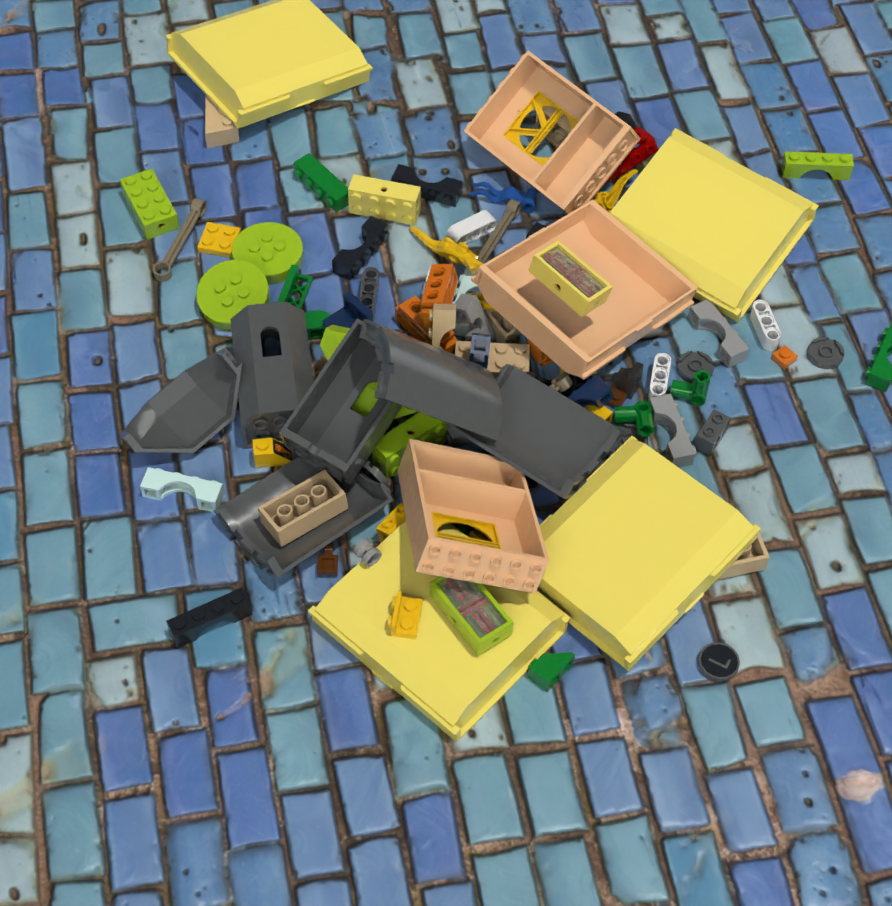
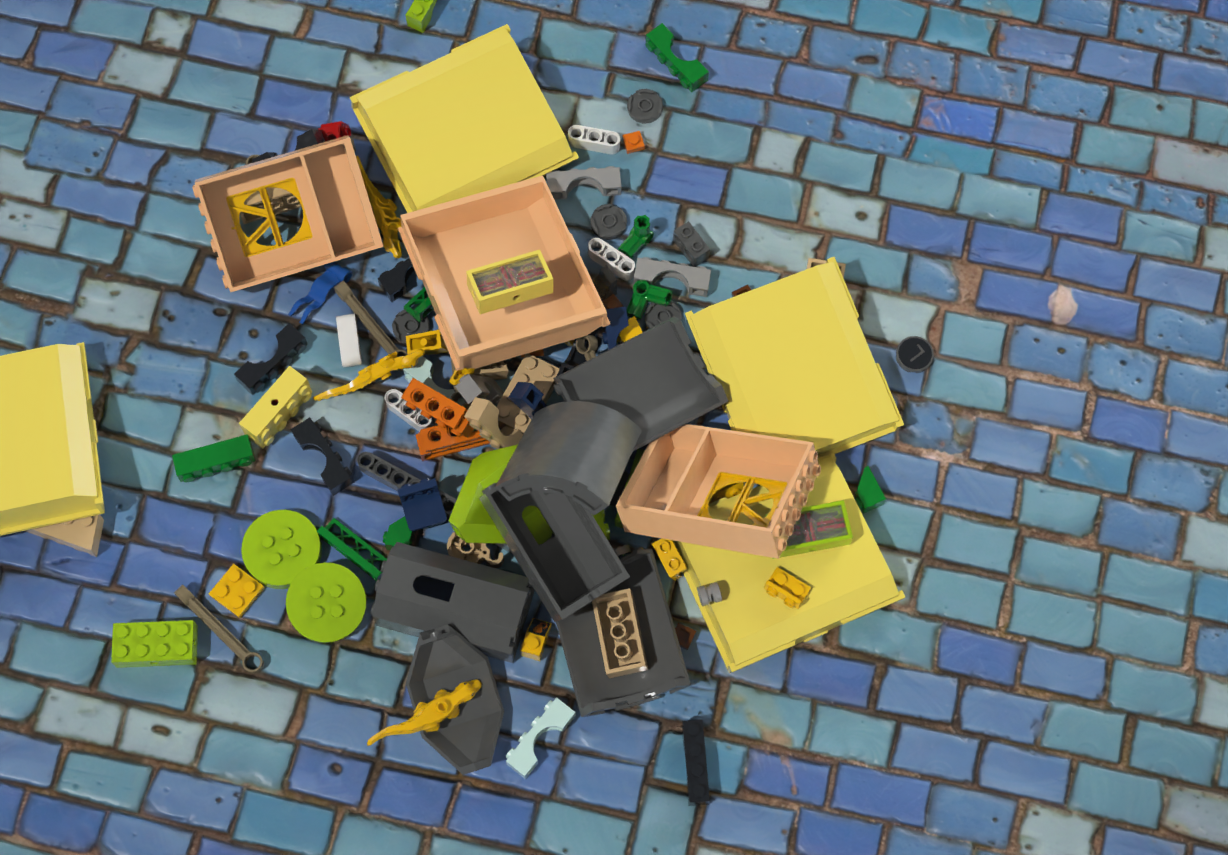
camera: 65 degrees left, 15 degrees up
(166, 397) = (429, 715): none -> yellow animal

